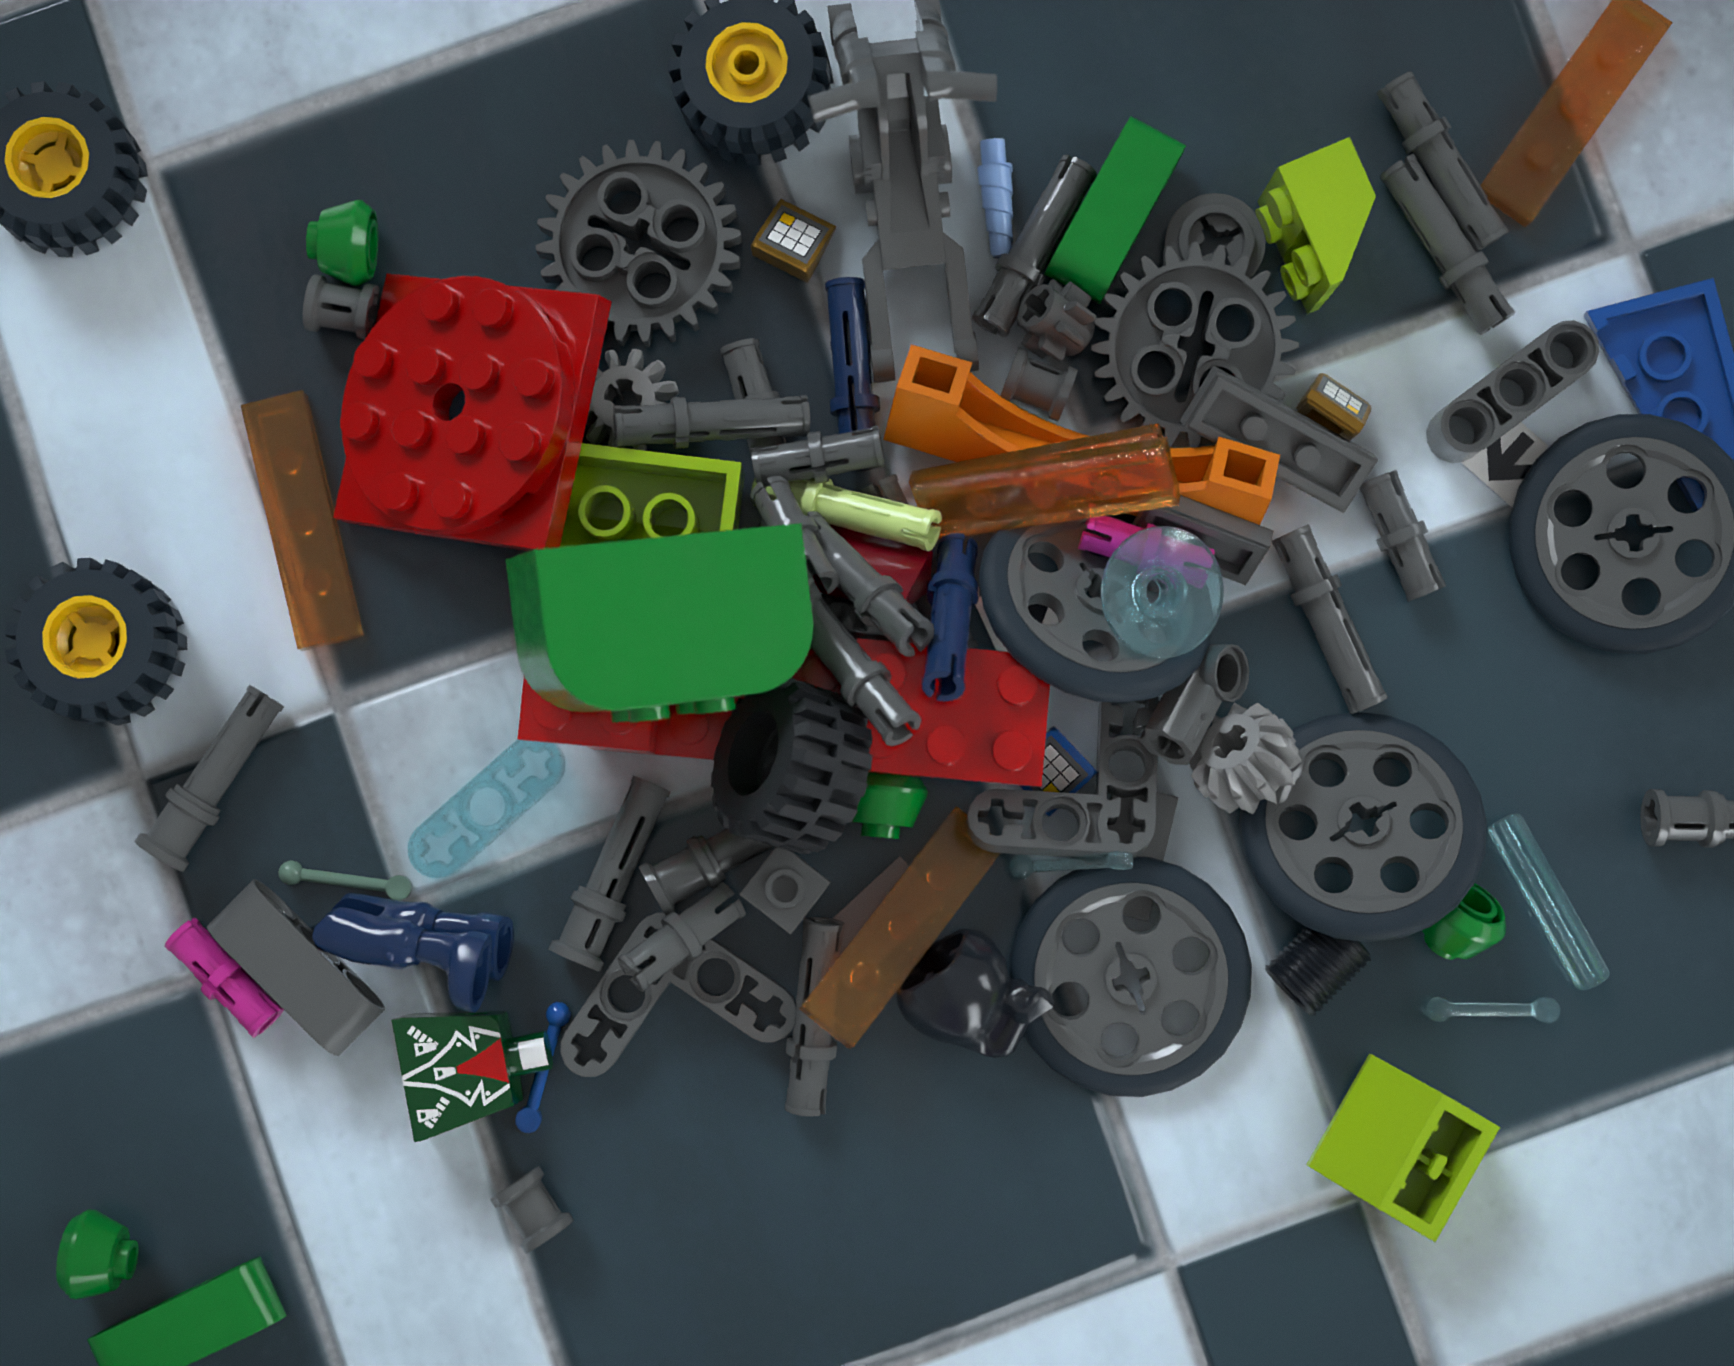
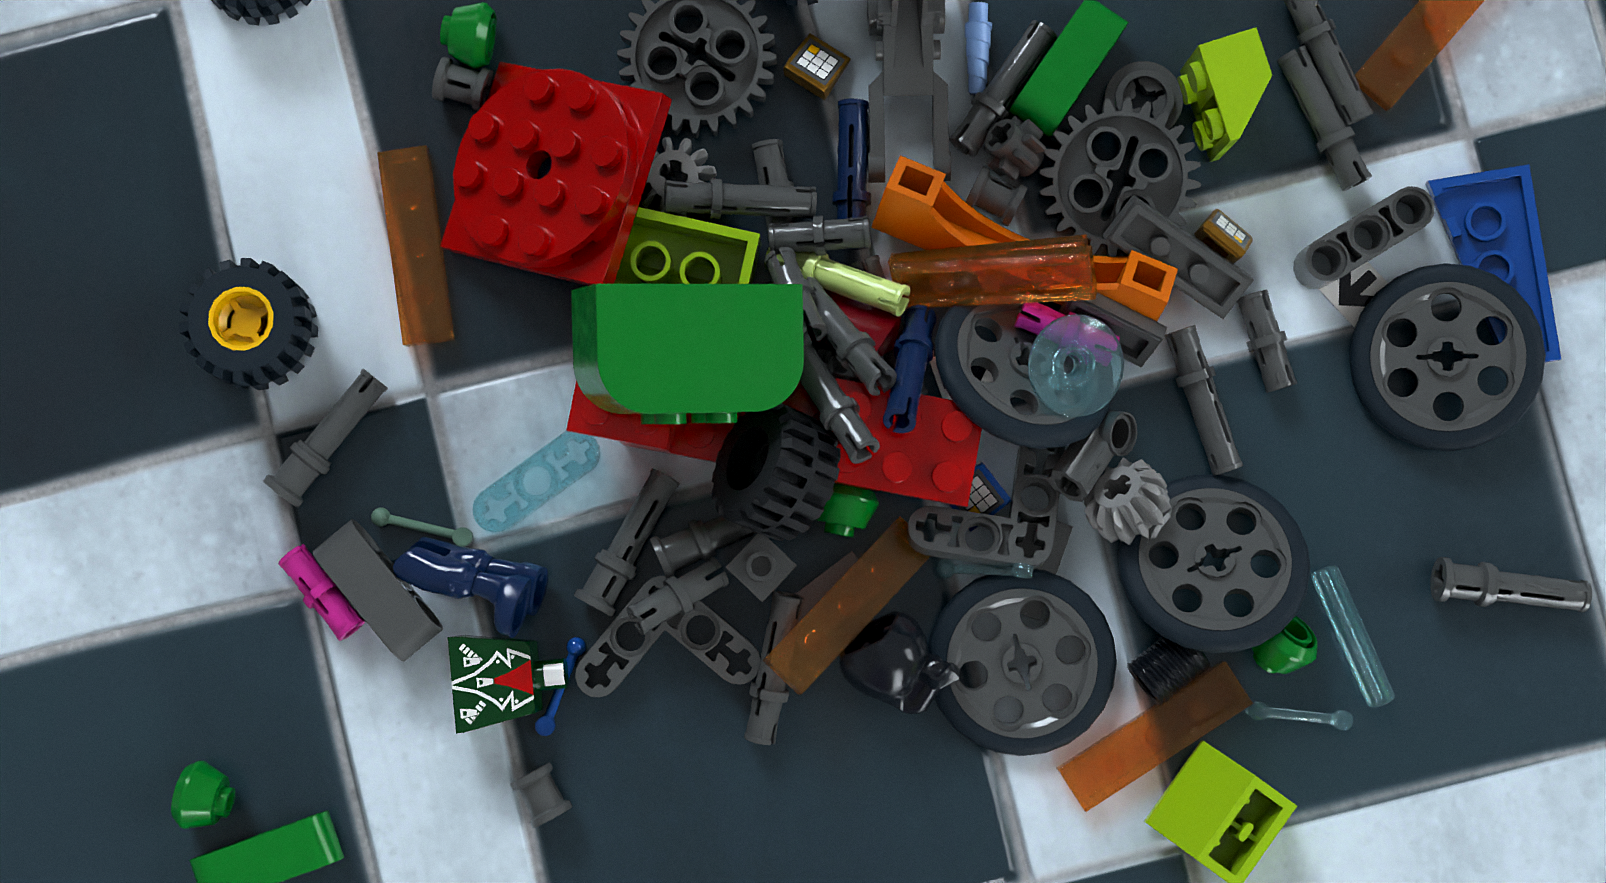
camera: 10 degrees right, 0 degrees up
(1308, 1055) = (1154, 736): none -> clear orange tile

